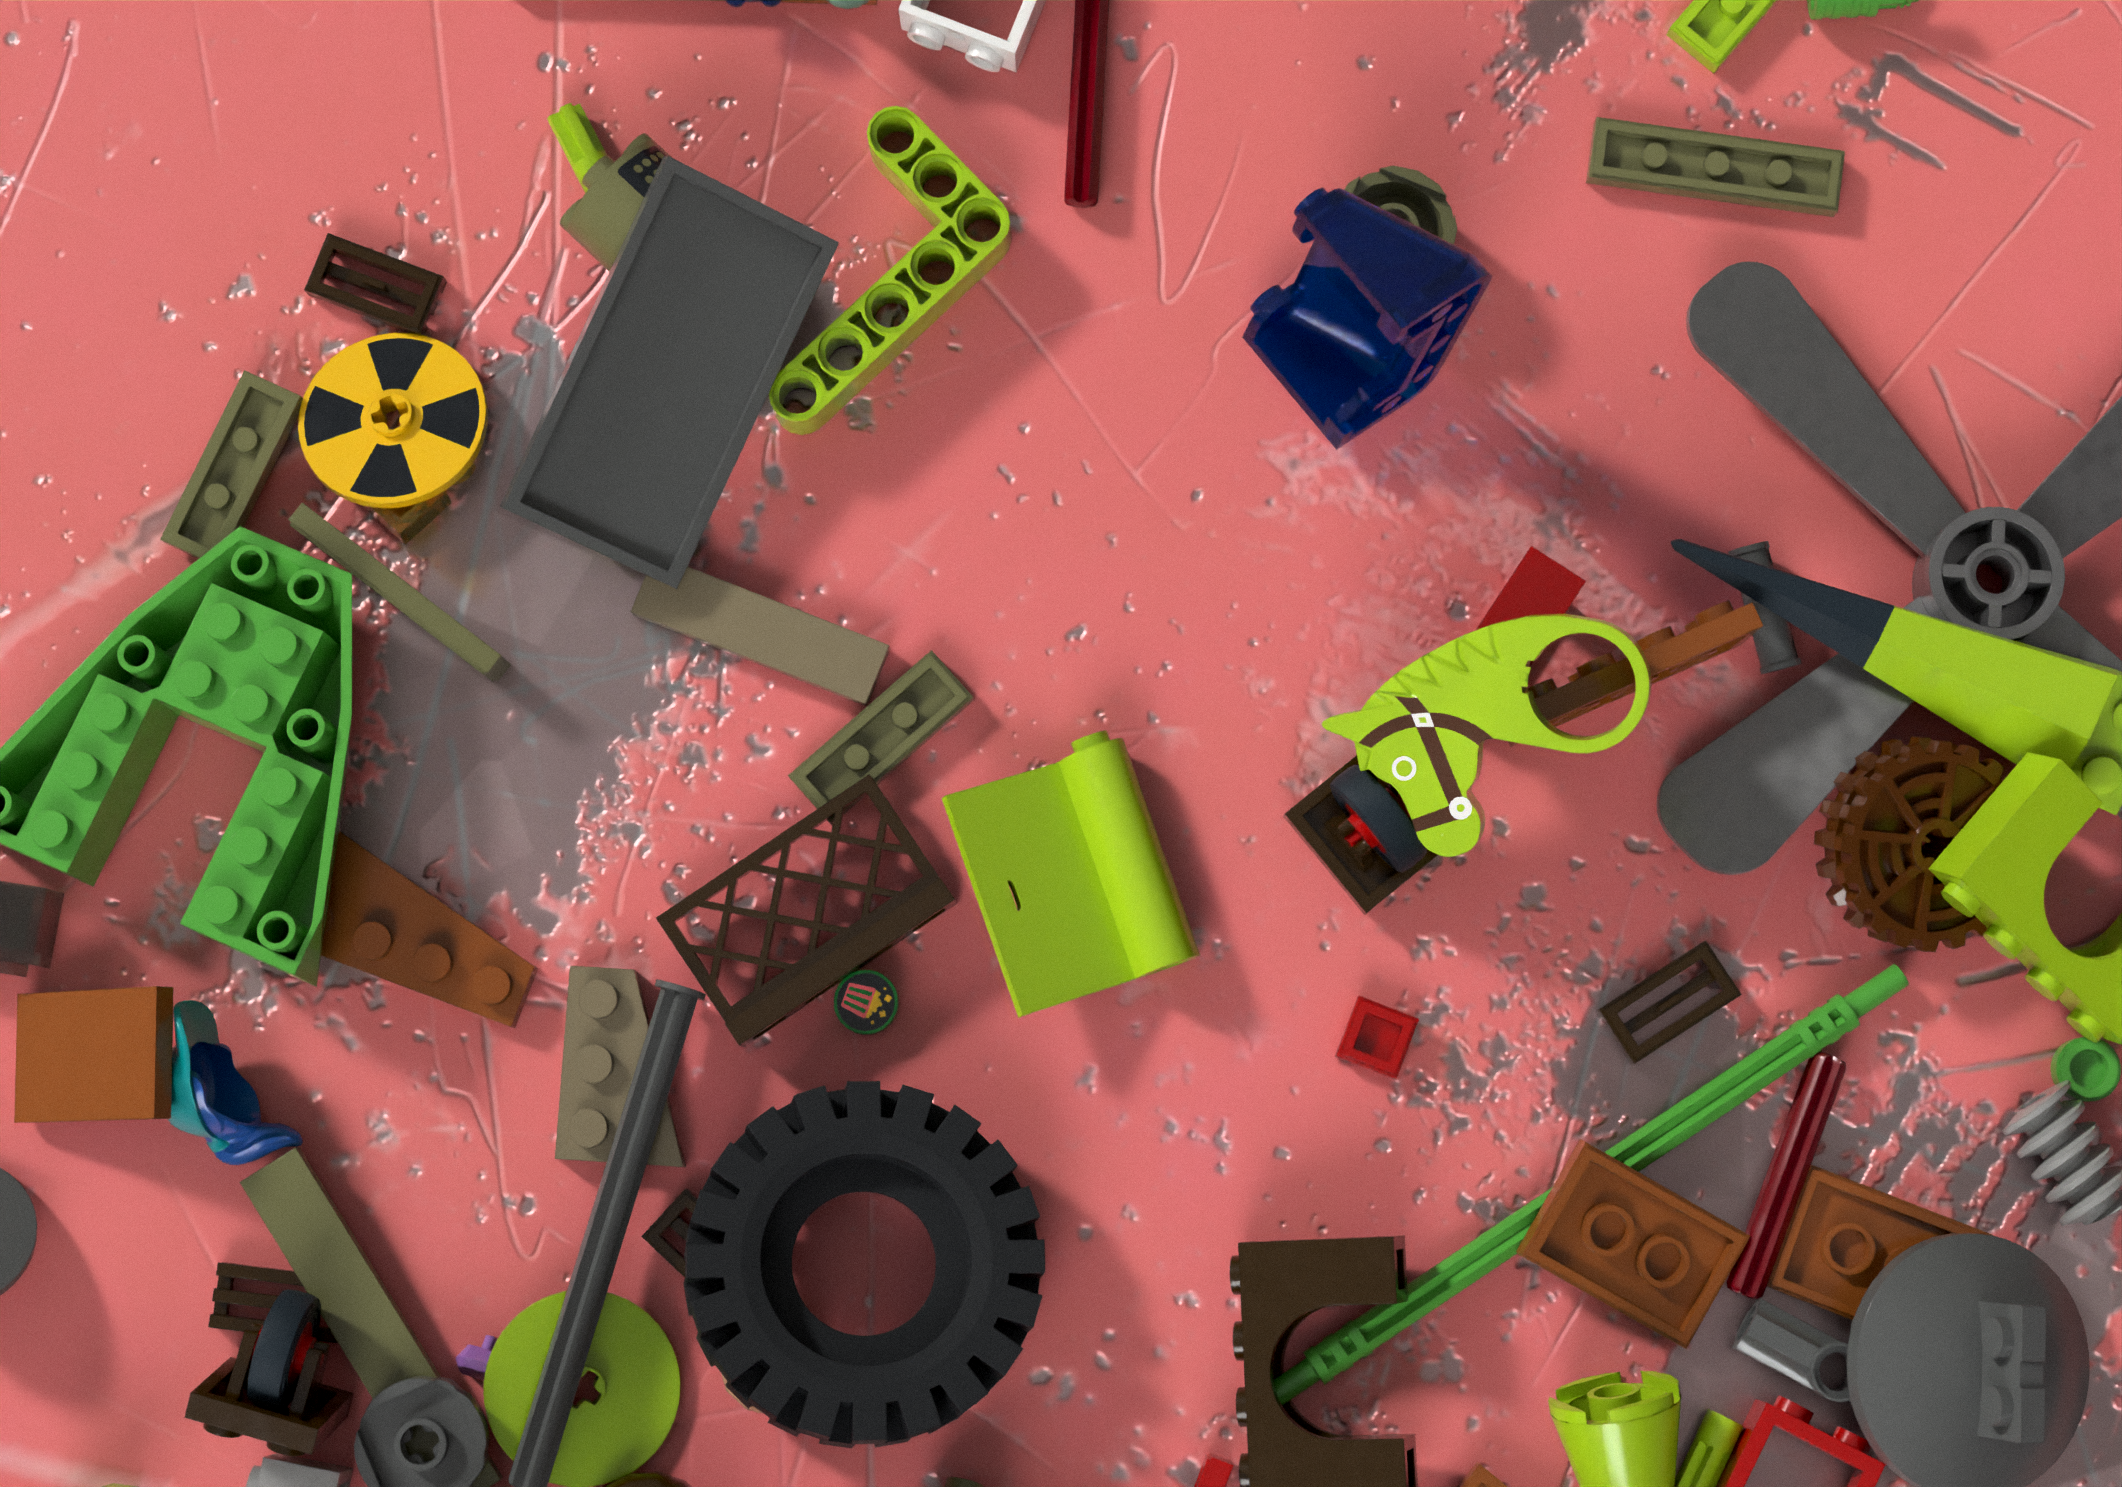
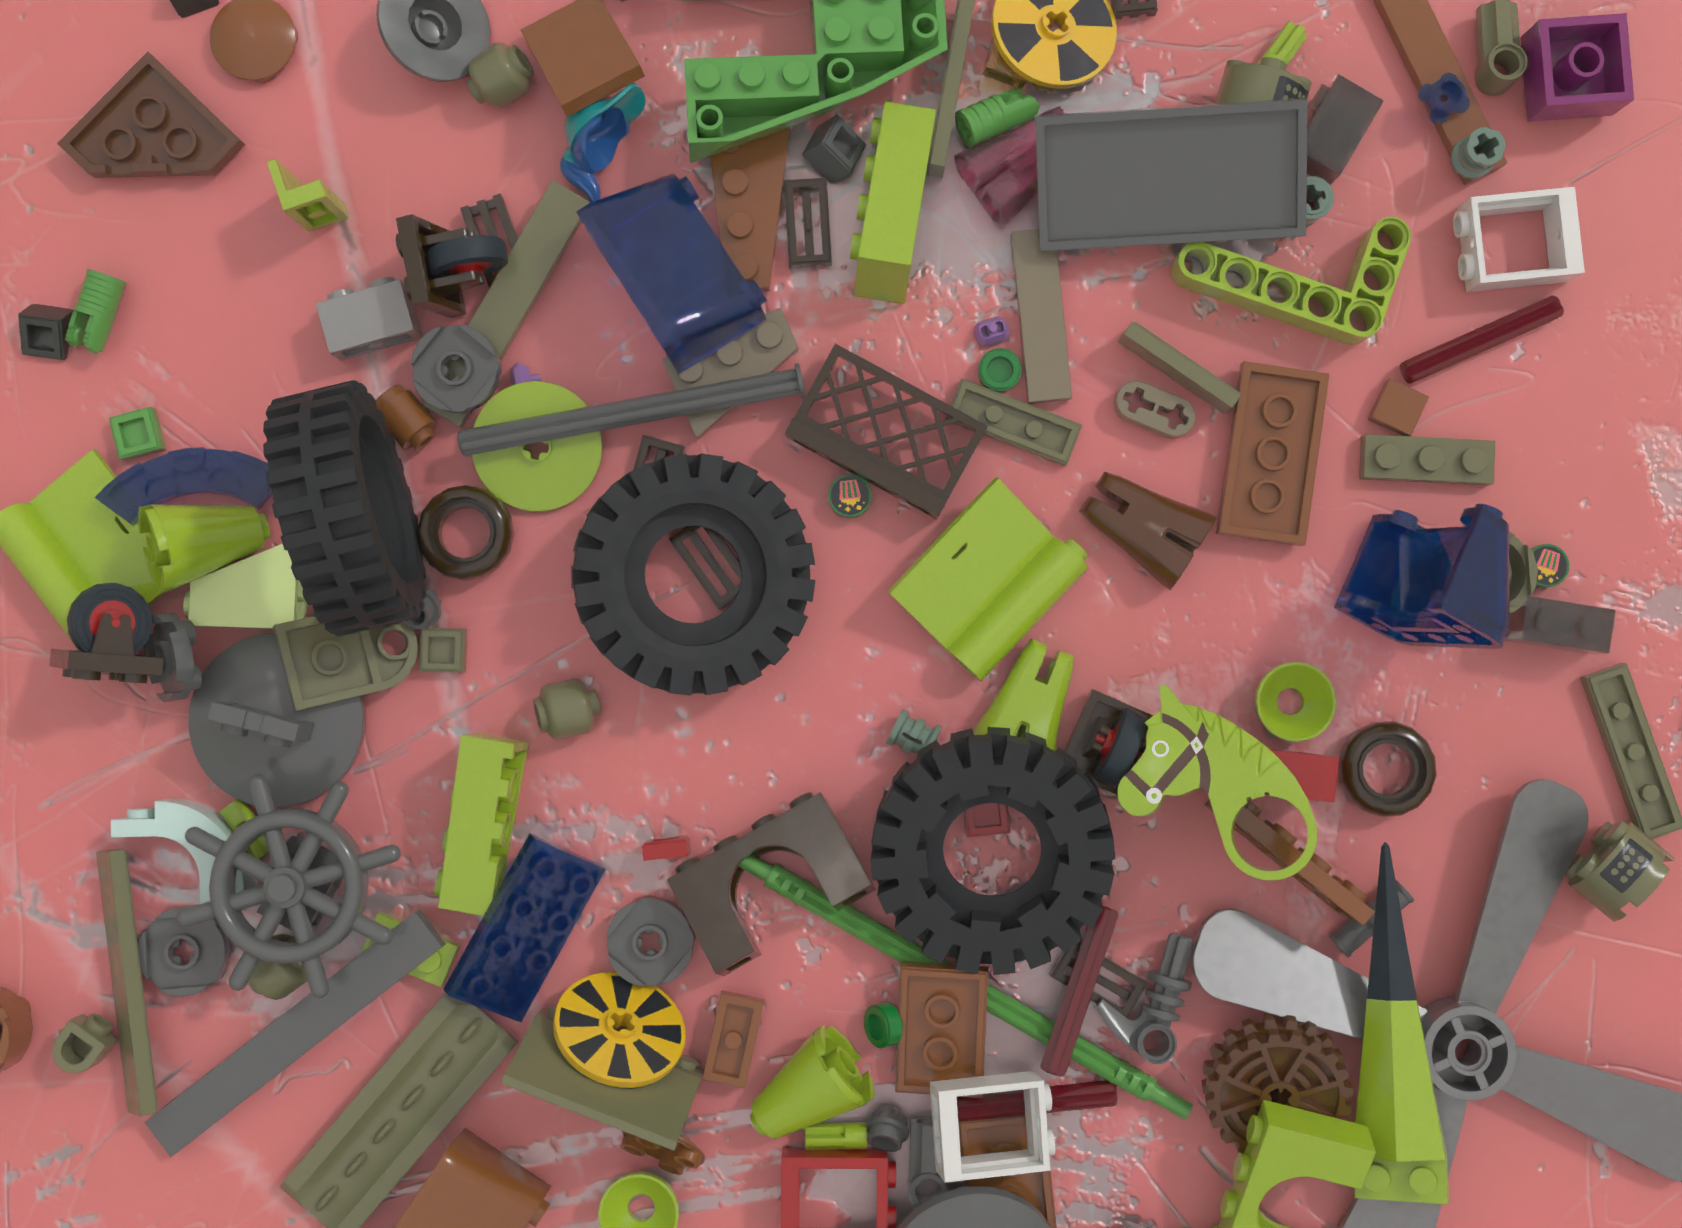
camera: 60 degrees right, 5 degrees up
(61, 1181) = (500, 75): none -> olive head
(398, 787) = (834, 149): none -> dark grey slope
(444, 1080) = (674, 268): none -> clear blue windscreen
(468, 556) = (994, 116): none -> bright green hinge
(510, 744) = (893, 201): none -> lime wedge
(526, 893) = (809, 259): none -> dark brown tile
(544, 579) = (1003, 170): none -> clear pink piece
(718, 129) = (1337, 126): none -> clear smoke brick
(746, 704) = (991, 331): none -> medium lavender rock
(785, 195) = (1317, 189): none -> sand green bush
(803, 720) = (999, 370): none -> green tile
(806, 1239) = (690, 531): none -> dark brown tile
(922, 487) = (1179, 367): none -> olive tile
(950, 535) = (1157, 400): none -> dark tan beam
(1097, 425) = (1272, 454): none -> dark orange plate
(1109, 632) = (1149, 526): none -> reddish brown piece
(1120, 234) = (1398, 407): none -> dark orange tile
(1206, 232) = (1427, 459): none -> olive plate
(1226, 1081) = (912, 733): none -> sand green bush
(1268, 913) = (1030, 701): none -> lime piece
(1421, 148) = (1551, 564): none -> tile
(1438, 530) = (1316, 696): none -> lime piece
(1506, 176) = (1562, 626): none -> clear smoke brick
(1541, 1077) = (992, 928): none -> black tyre
(1589, 1319) = (883, 1025): none -> green tile
(1596, 441) = (1421, 768): none -> dark brown wheel
(1670, 1034) = (1078, 993): none -> dark red axle
(1730, 1384) = (887, 1129): none -> dark grey plate
(1748, 940) = (1161, 1009): none -> dark grey piece
(1767, 1305) = (945, 1124): none -> white window
(1854, 263) = (1619, 868): none -> olive brick

